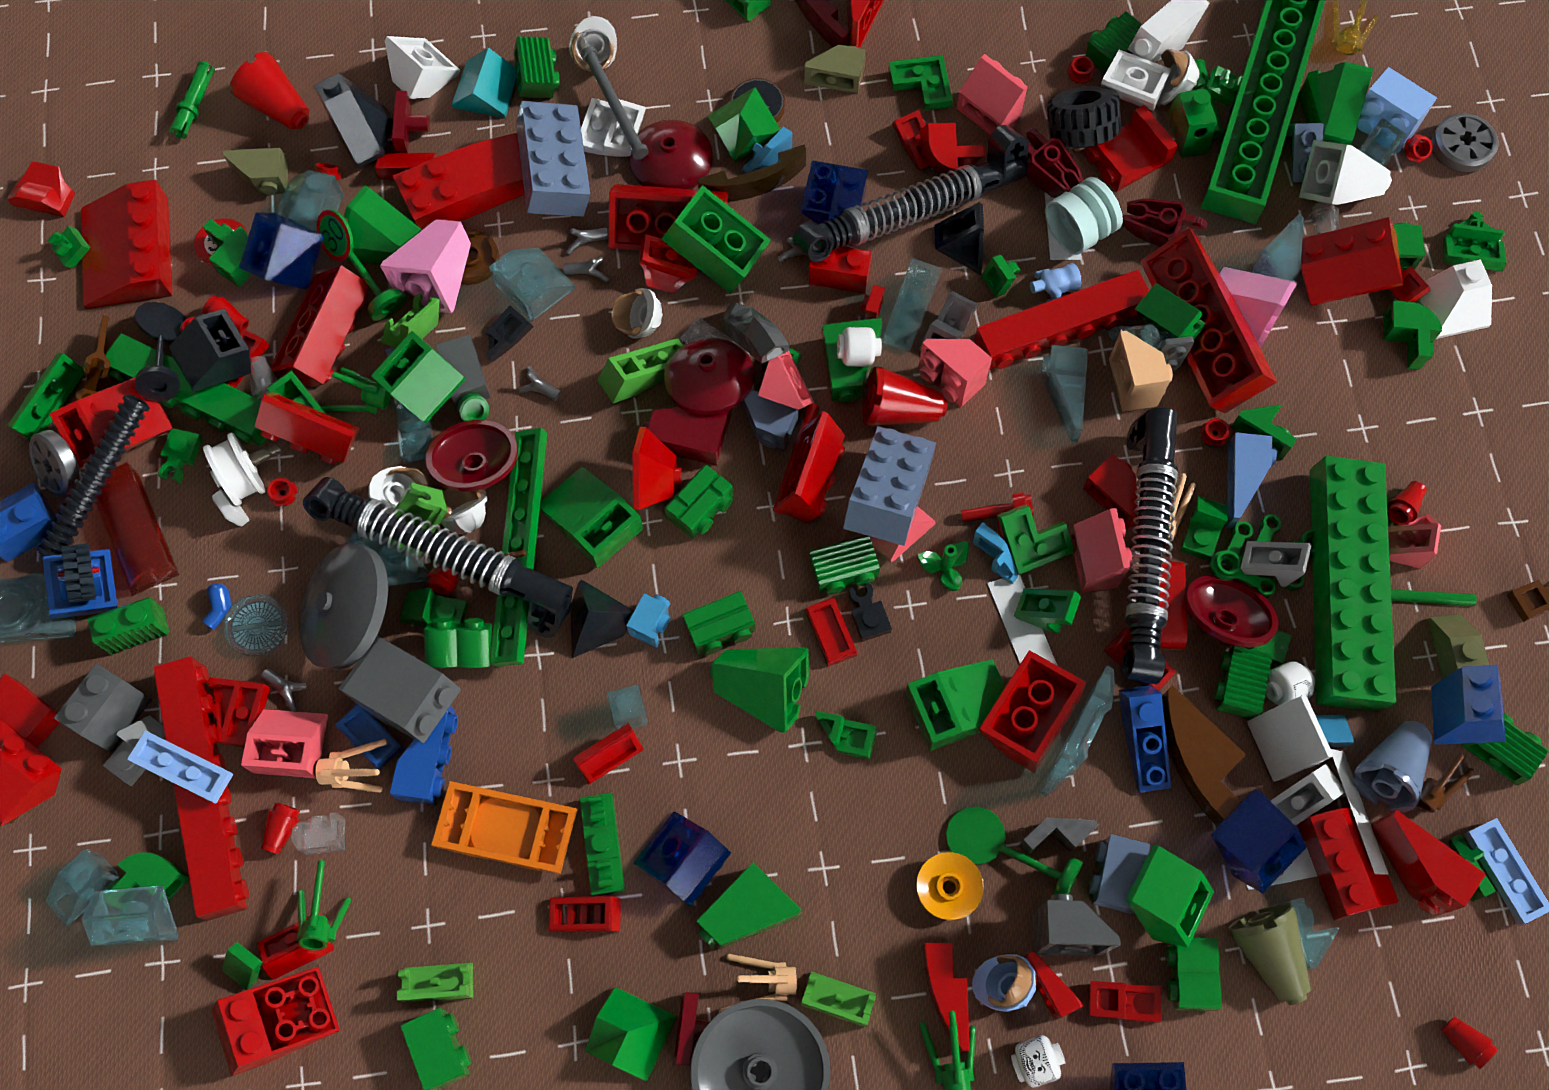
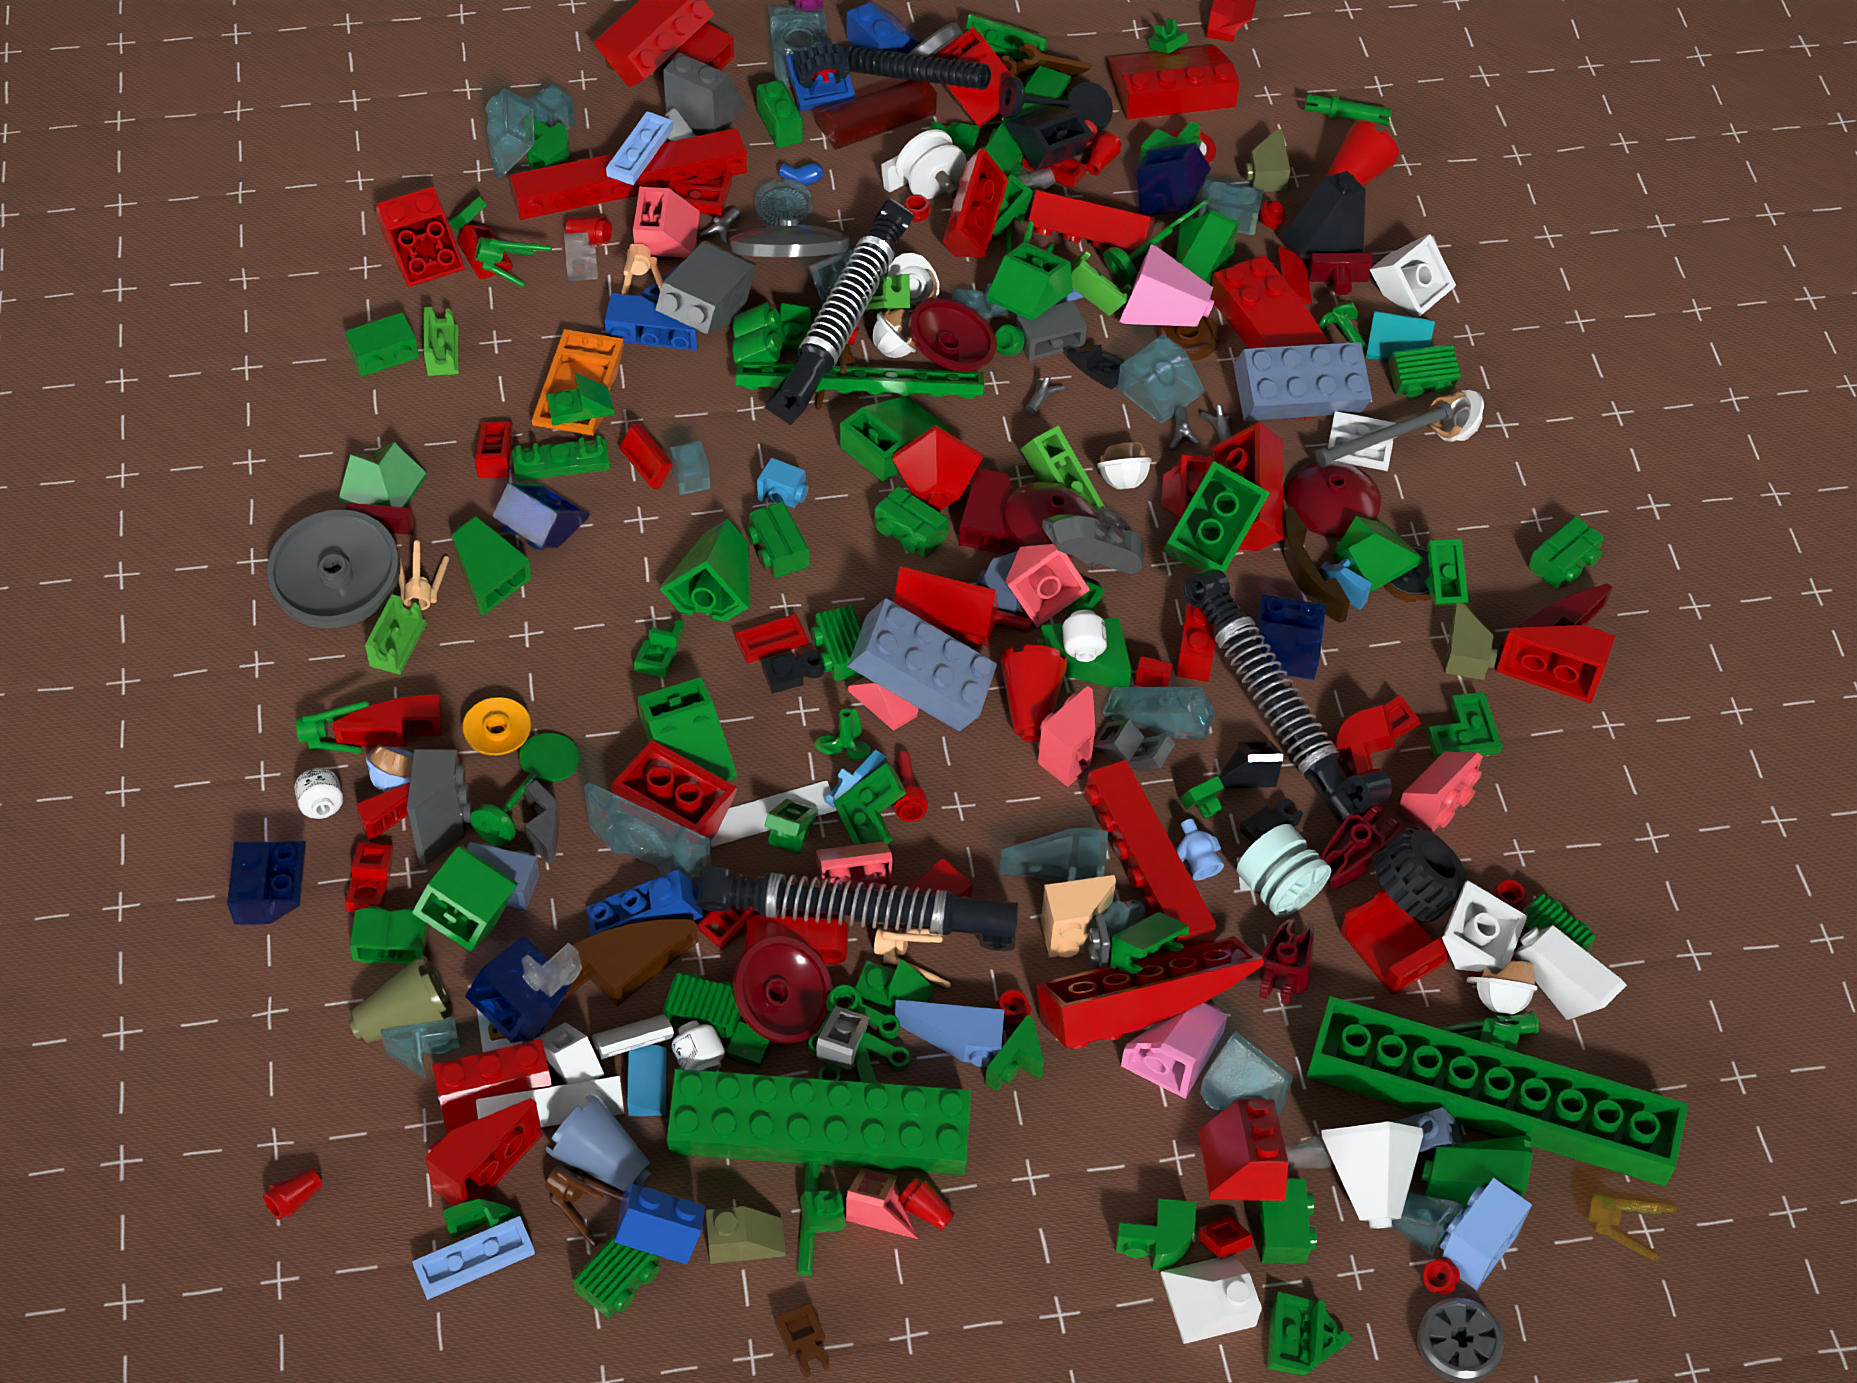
camera: 85 degrees right, 15 degrees down
(463, 126) = (1341, 315): none -> green plant
(544, 821) = (584, 403): none -> green slope
(595, 619) = (784, 439): black slope -> none
(779, 67) = (1447, 572): none -> green slope
(1022, 233) = (1266, 820): none -> black plate
(1189, 115) = (1439, 999): green torso -> none
(1263, 795) = (555, 973): none -> clear bracket
(1424, 582) = (823, 1211): none -> green tile

